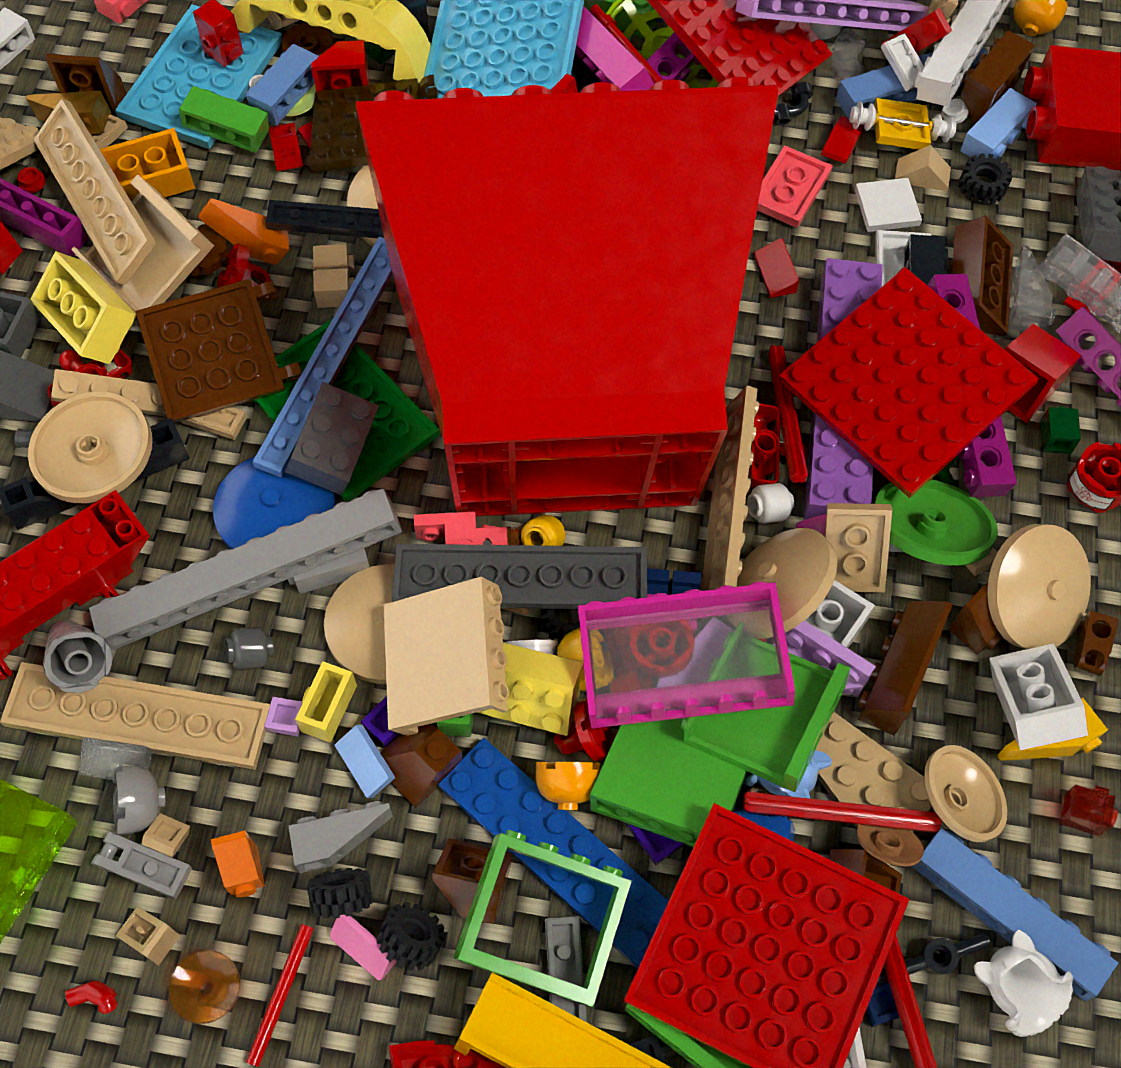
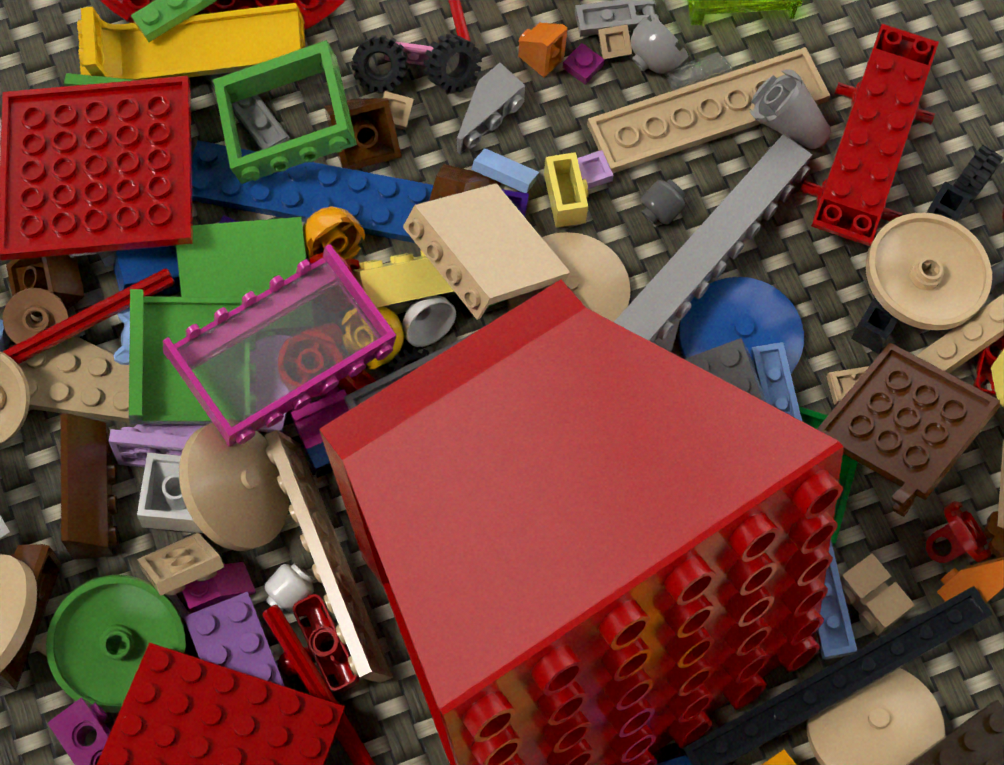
camera: 145 degrees right, 5 degrees up
(206, 830) = (583, 63): none -> magenta plate
(421, 886) = (400, 108): none -> tan plate

